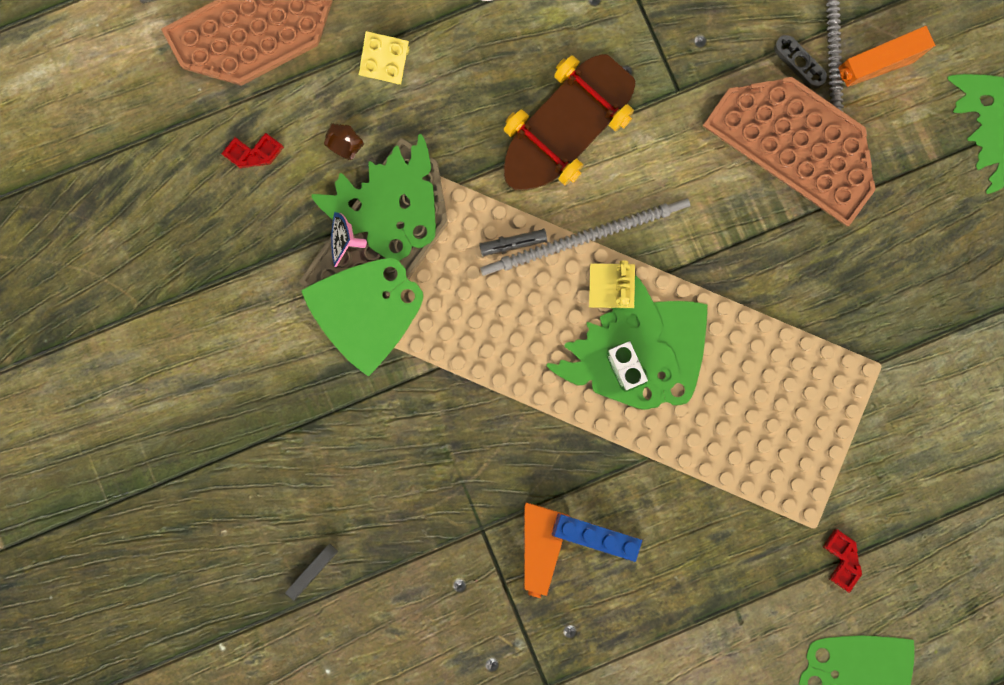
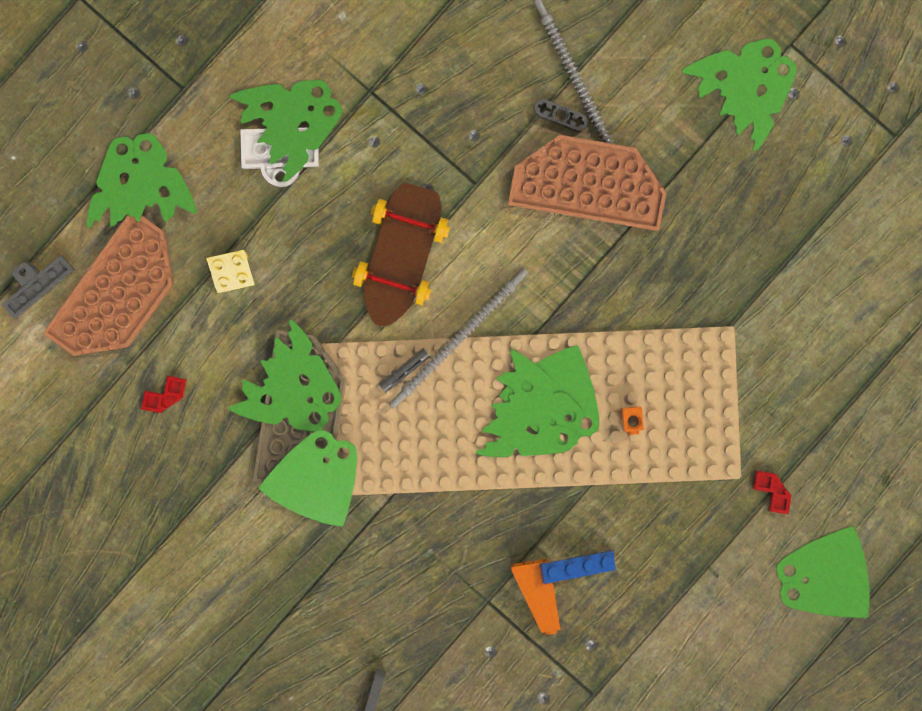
camera: 25 degrees left, 5 degrees up
(343, 140) = (232, 353): reddish brown hair -> none
(343, 237) = (270, 432): shield -> none
(612, 285) = (497, 367): light yellow hinge -> none
(633, 363) = (536, 429): white piece -> none
(738, 404) = (626, 413): none -> orange brick
(887, 57) = (626, 82): orange slope -> none

